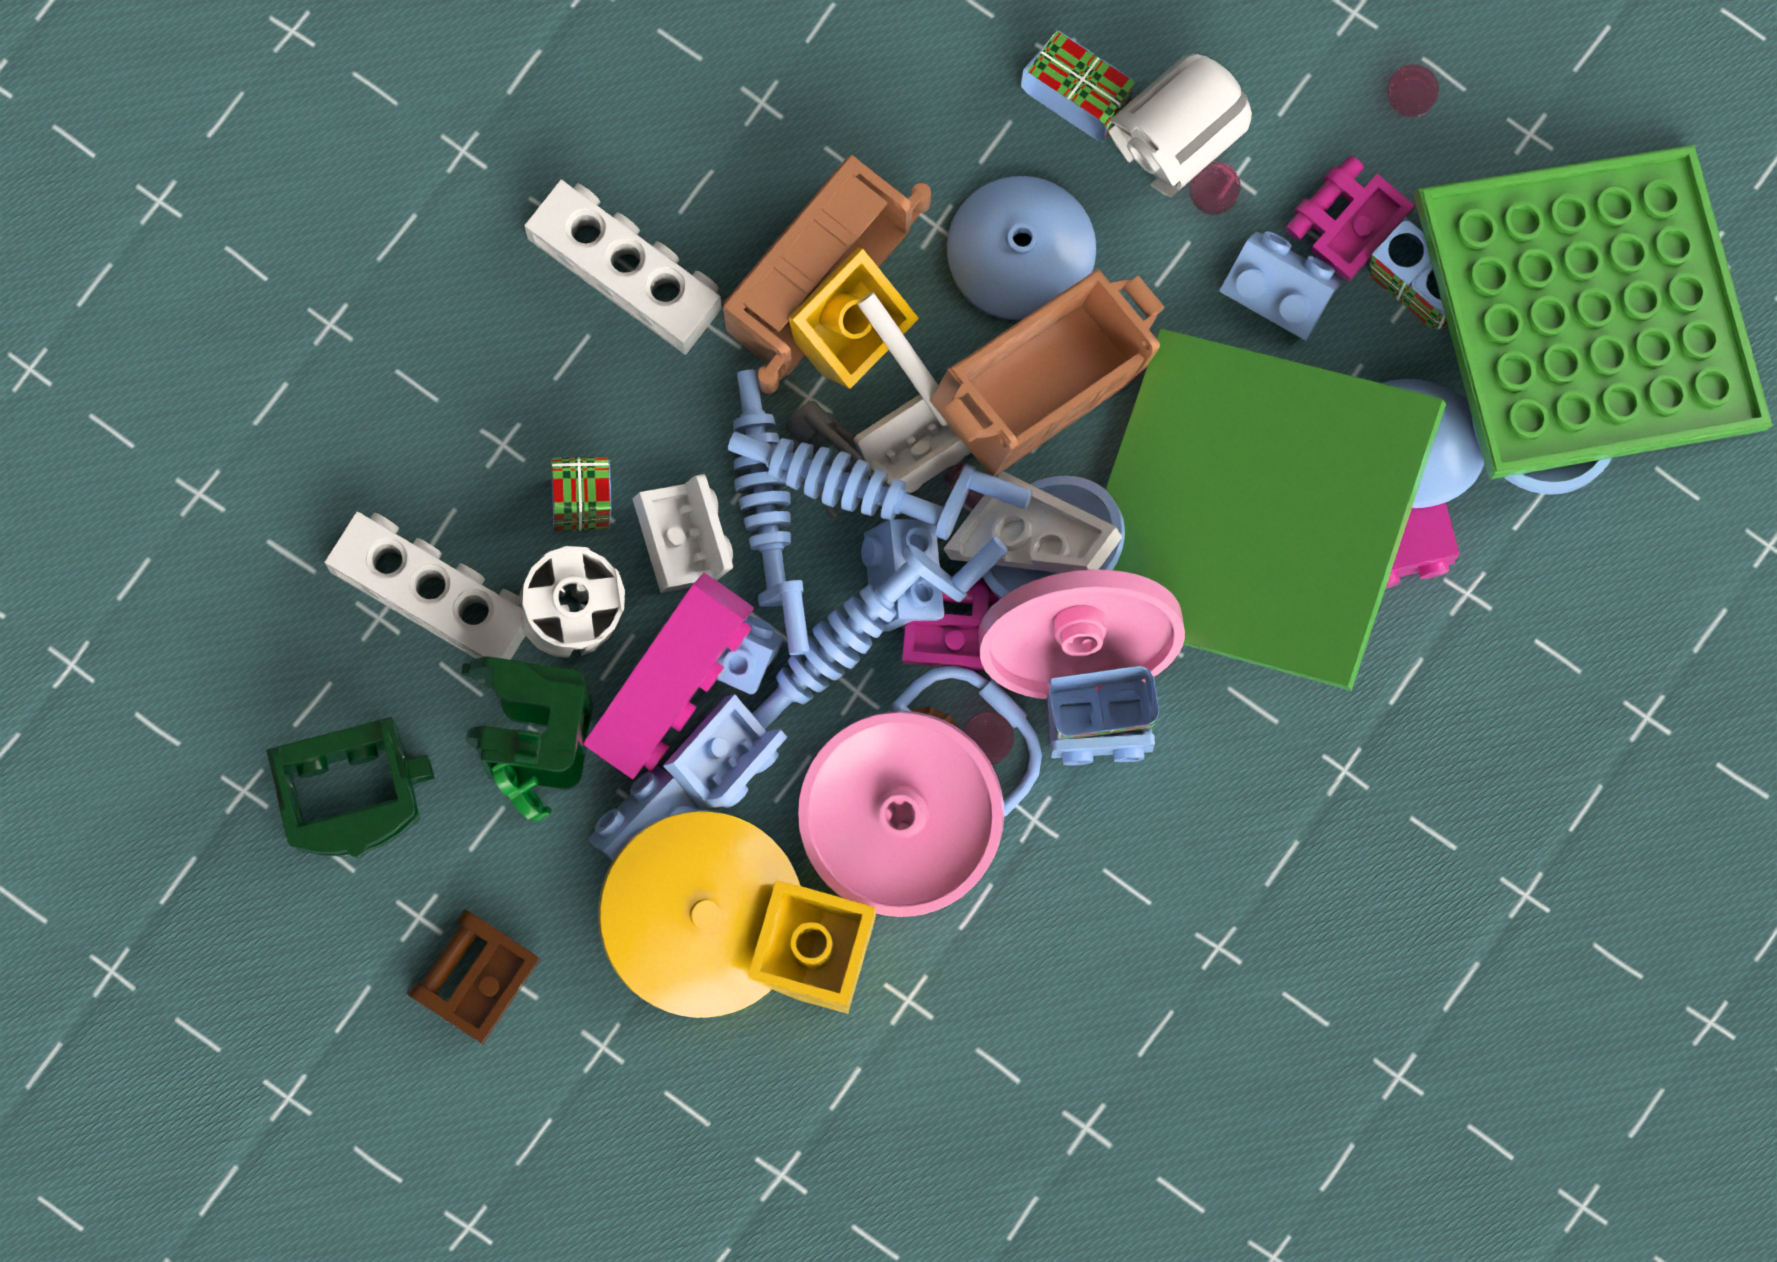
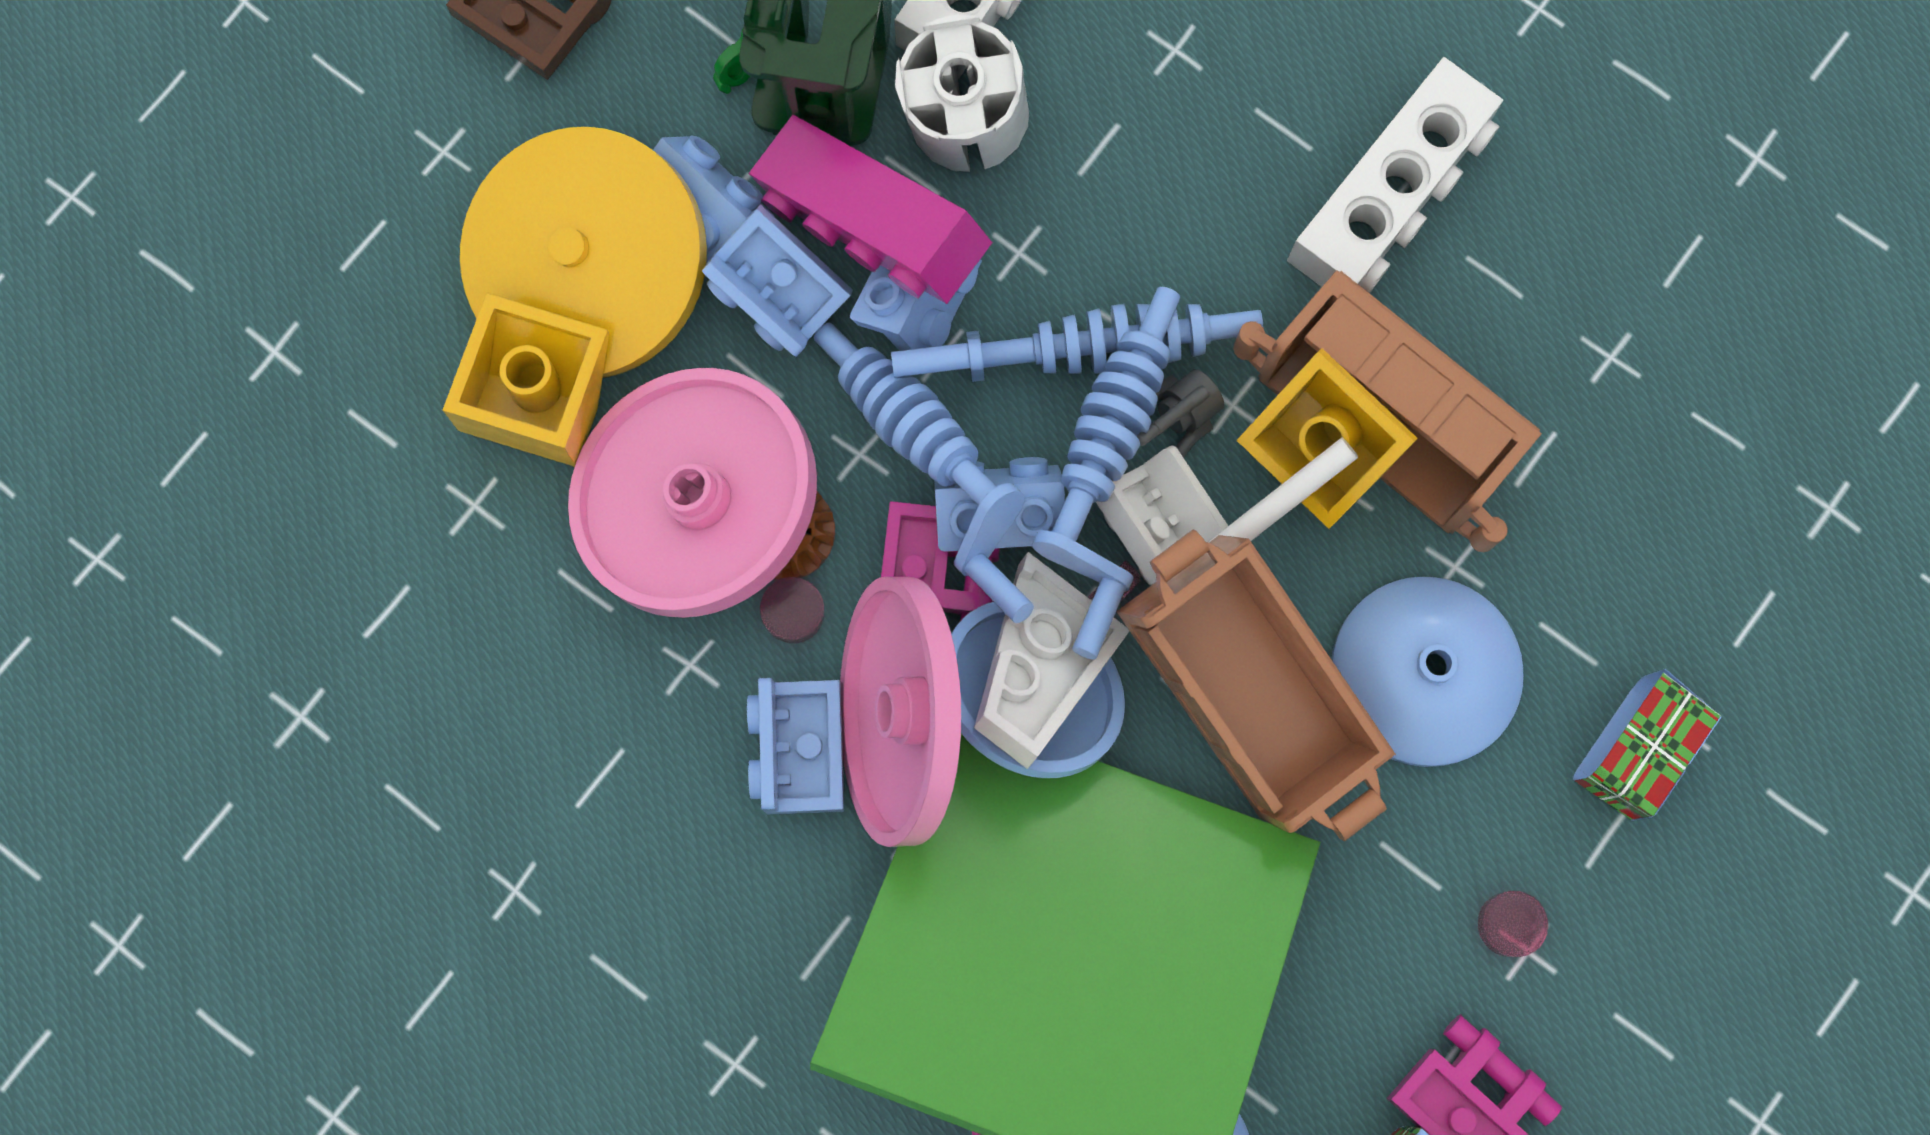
camera: 90 degrees right, 0 degrees up
(581, 493) = (1102, 112): piece -> none
(683, 533) = (1055, 244): white bracket -> none
(1001, 703) = (836, 624): light blue piece -> none
(1084, 686) = (781, 696): light blue piece -> none
(1182, 121) = (1602, 879): white cylinder -> none
(1281, 283) = (1383, 1006): light blue bracket -> none

